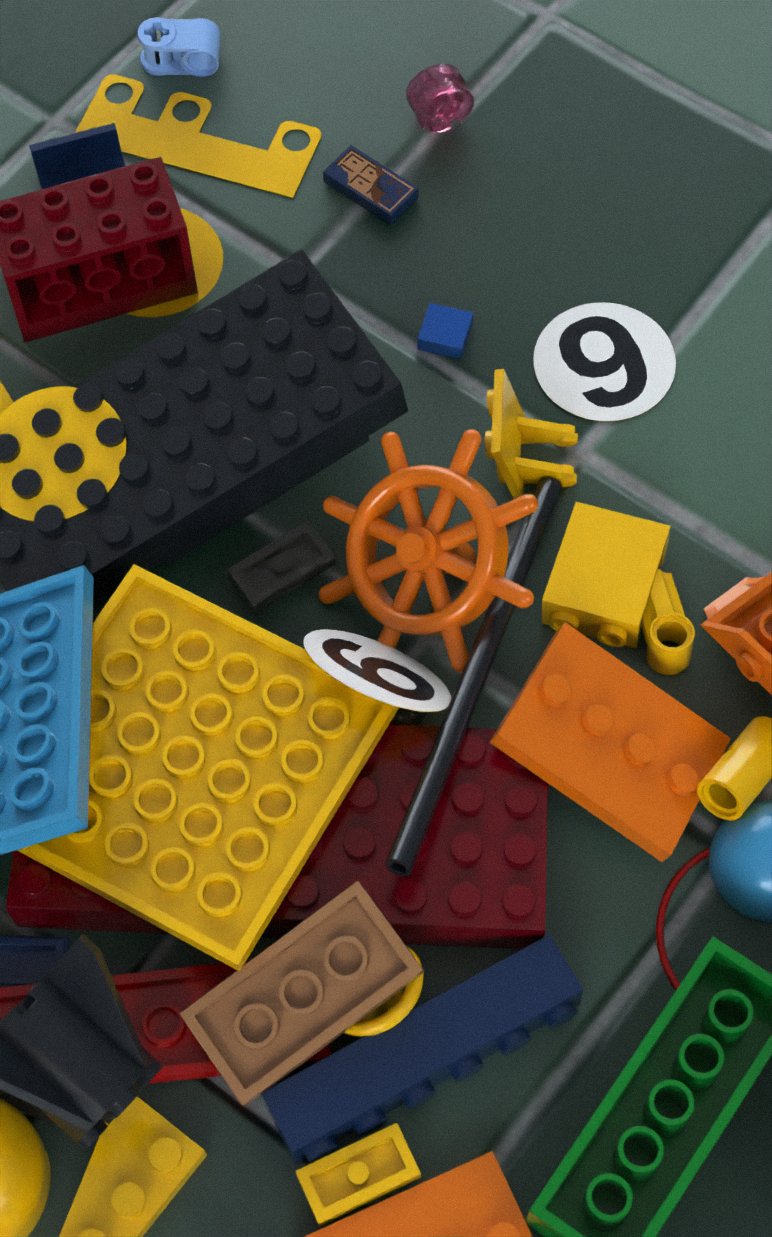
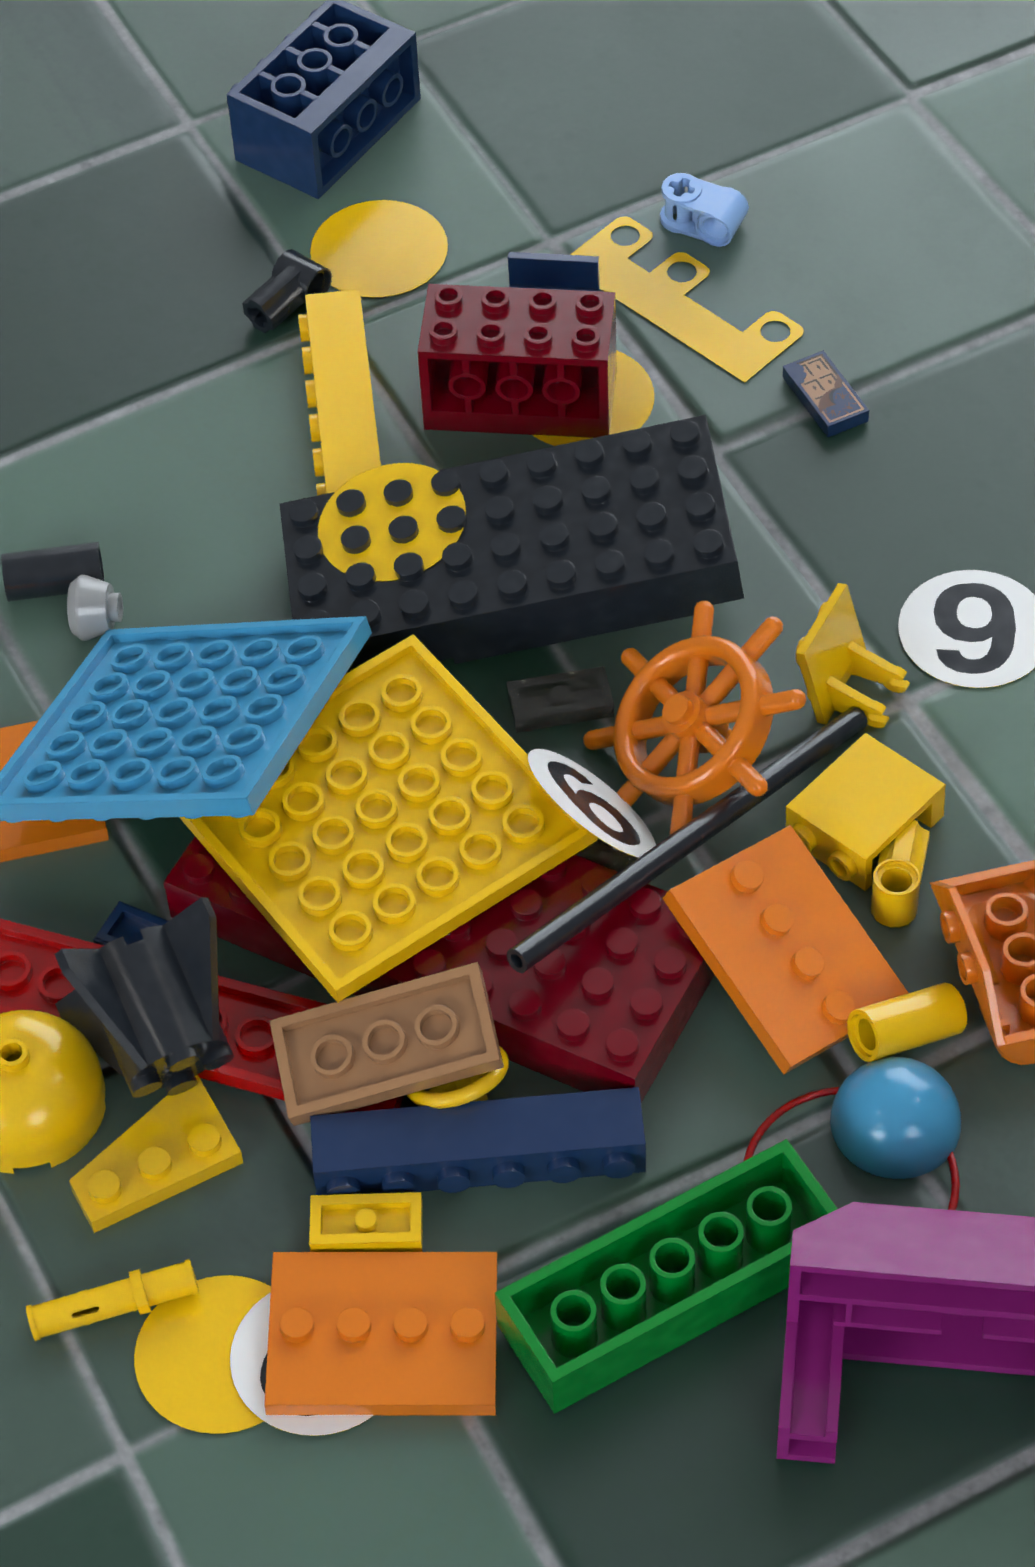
camera: 25 degrees right, 10 degrees down
(439, 97) = (931, 332): clear pink wheel -> none
(445, 331) = (828, 548): blue tile -> none

